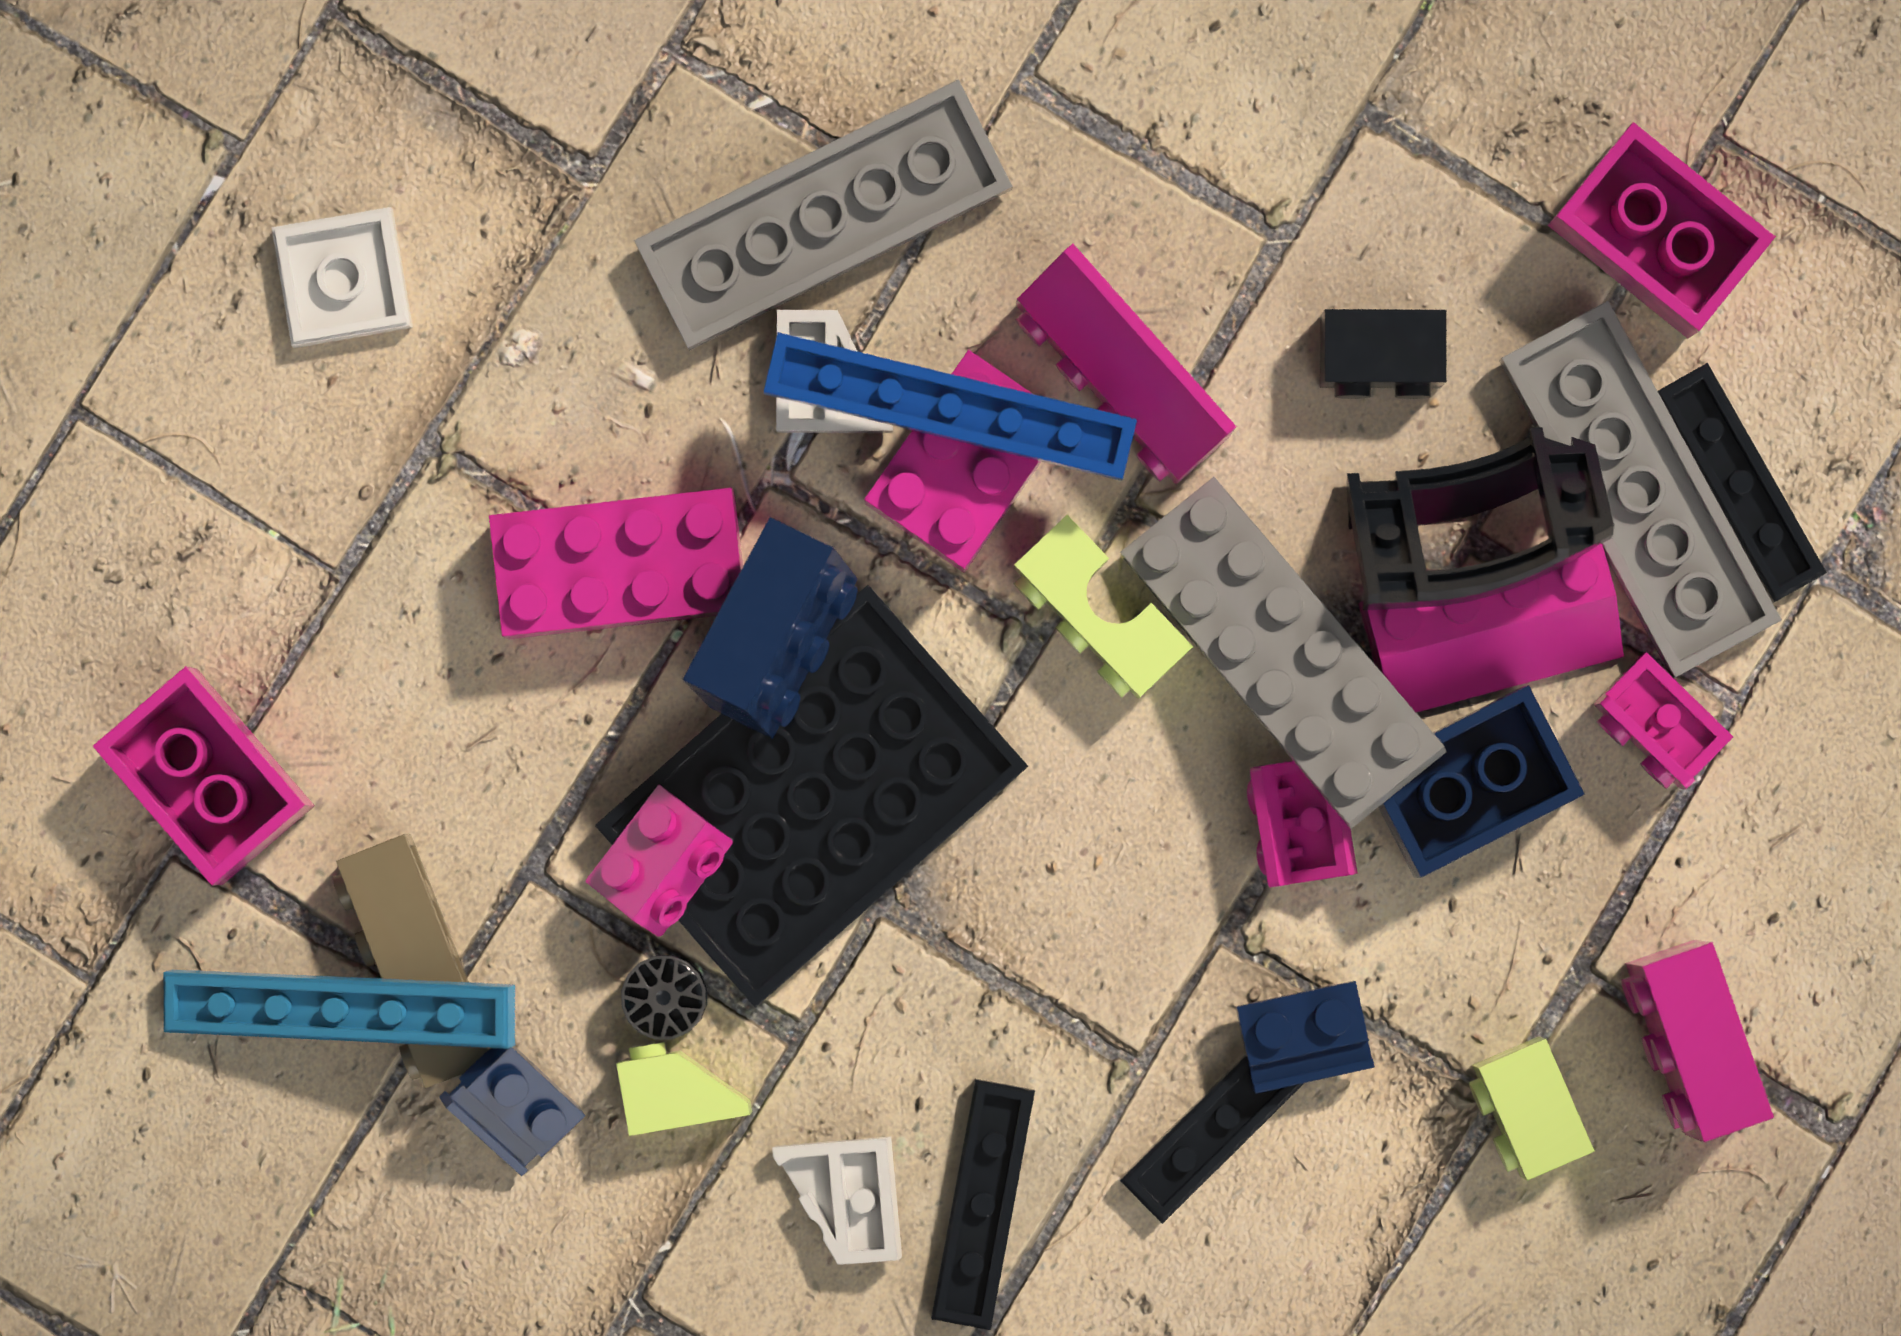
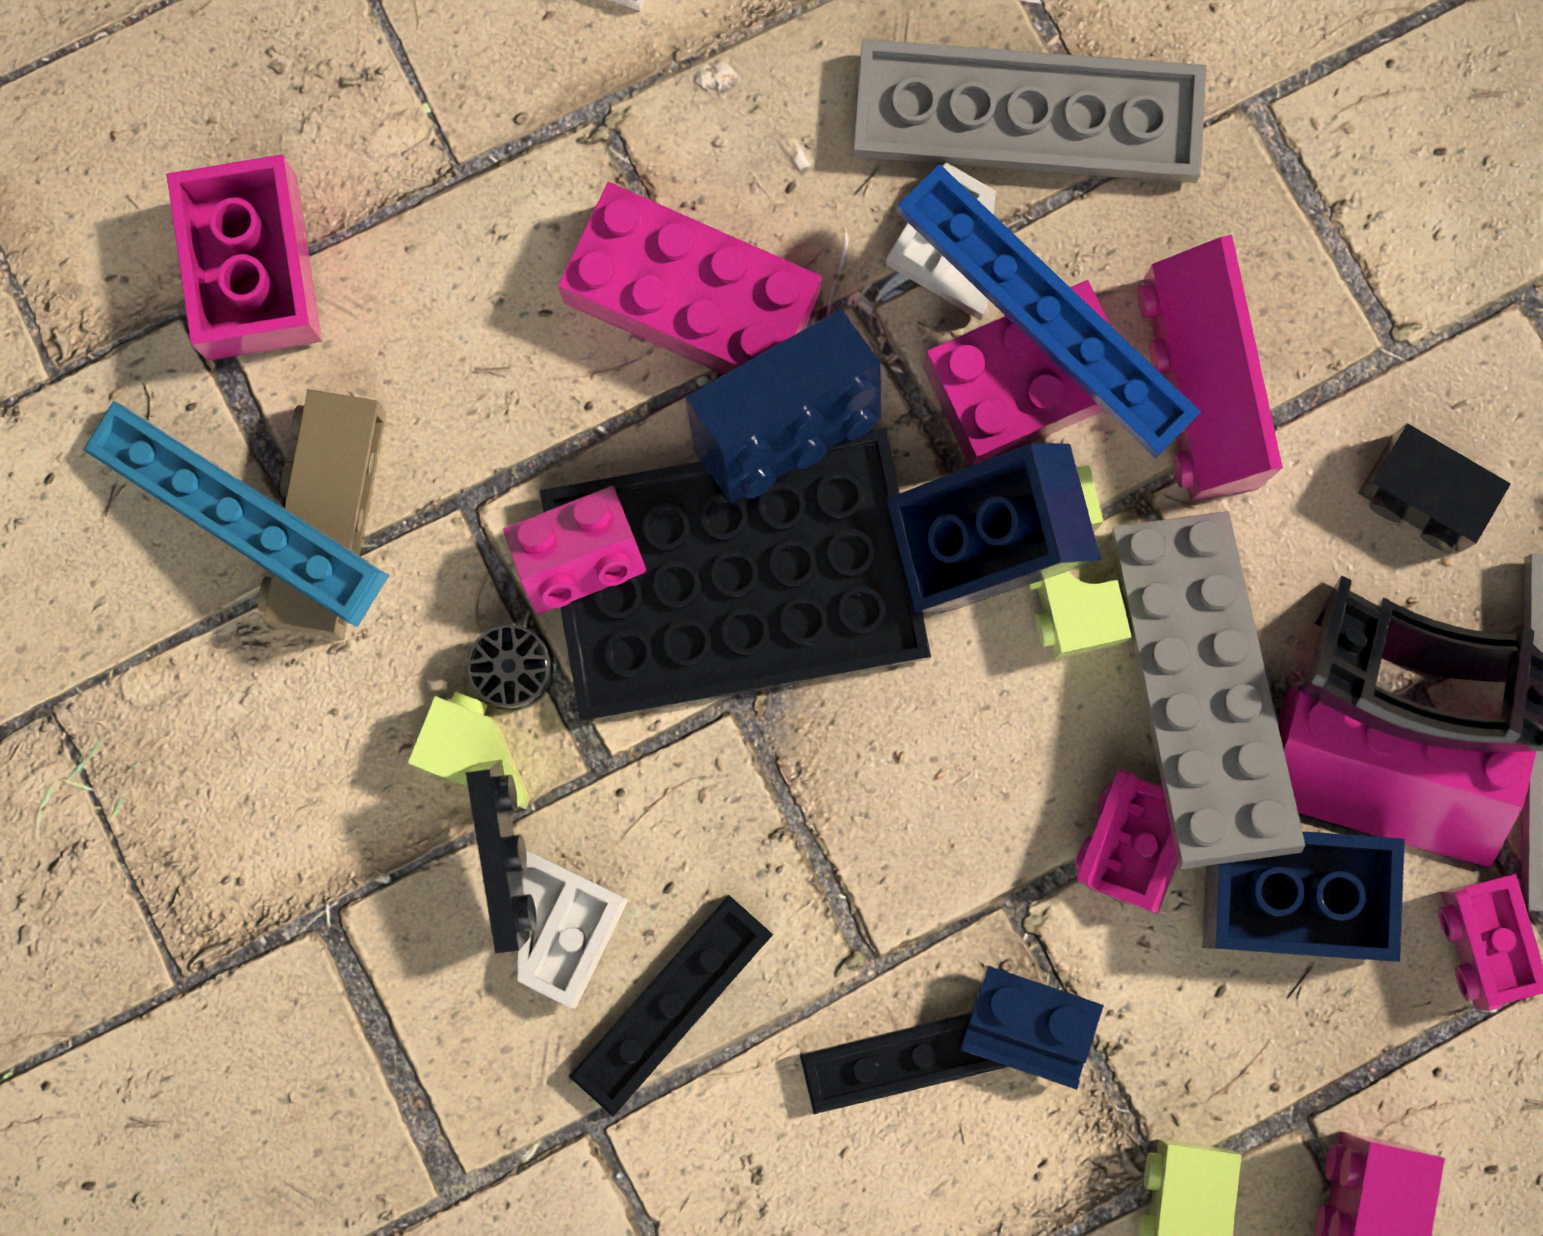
camera: 30 degrees right, 5 degrees down
(512, 1106) = (326, 681): plate -> none
(760, 1166) = (500, 855): none -> black plate
(1016, 626) = (993, 527): none -> dark blue brick

